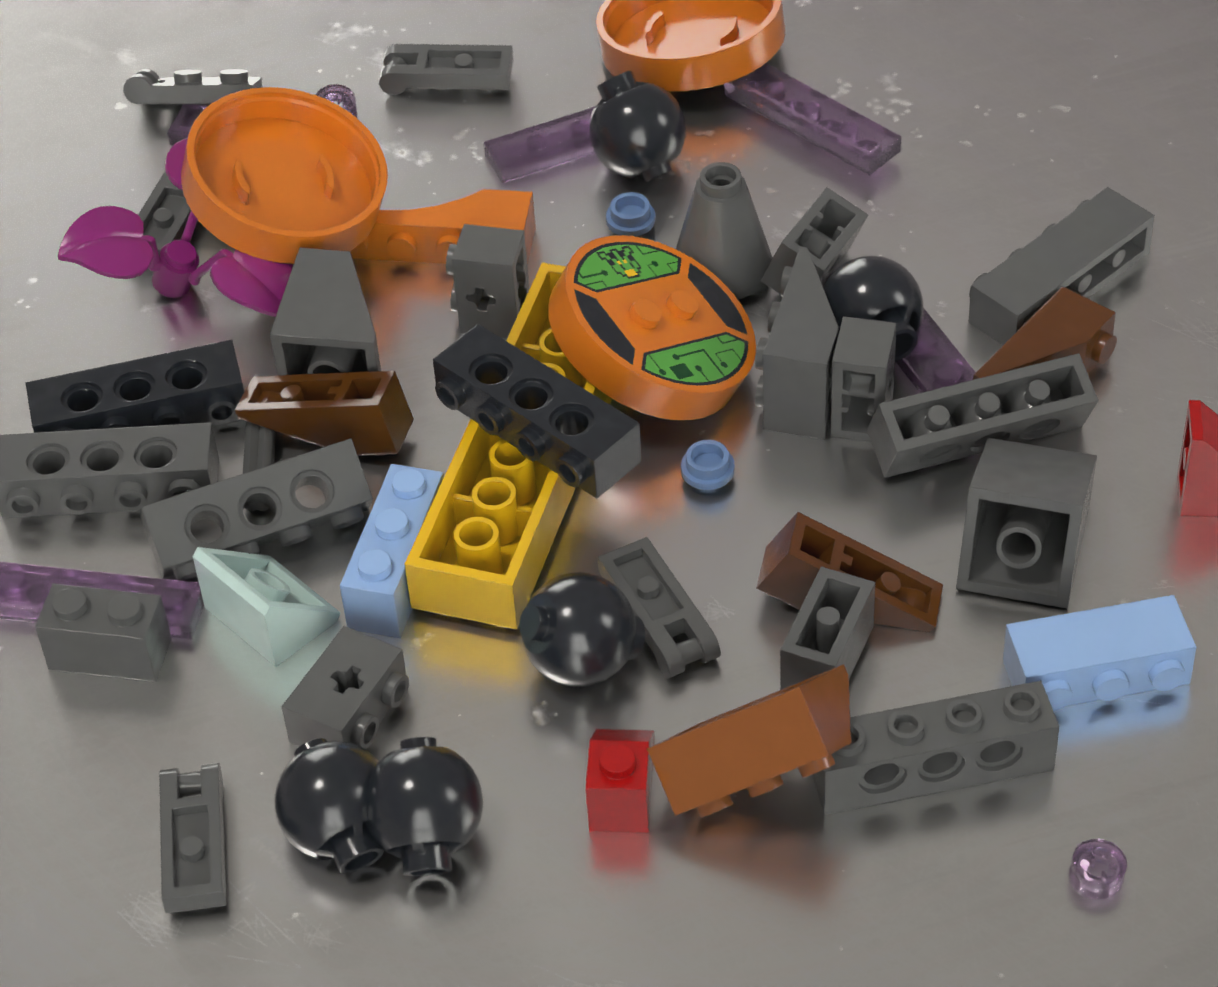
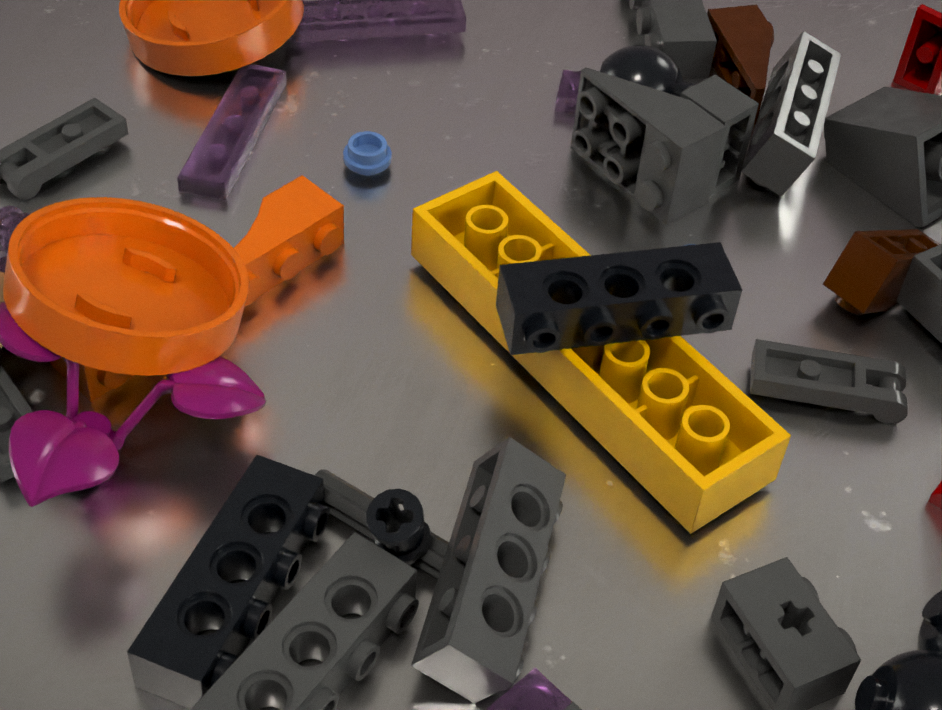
camera: 60 degrees left, 0 degrees up
(230, 432) = (385, 517): none -> black bush
(261, 601) = (608, 637): light aqua slope -> none
(323, 318) = (335, 382): dark grey slope -> none
(332, 408) = (414, 441): reddish brown slope -> none
(375, 580) = (635, 500): light blue brick -> none
(488, 277) = (382, 253): dark grey brick -> none
(580, 630) = (853, 430): black brick -> none
(636, 128) = (299, 86): black brick -> none
(651, 327) = (550, 197): orange piece -> none
(725, 230) = (479, 115): dark grey cone -> none
(826, 230) = (535, 85): dark grey brick -> none

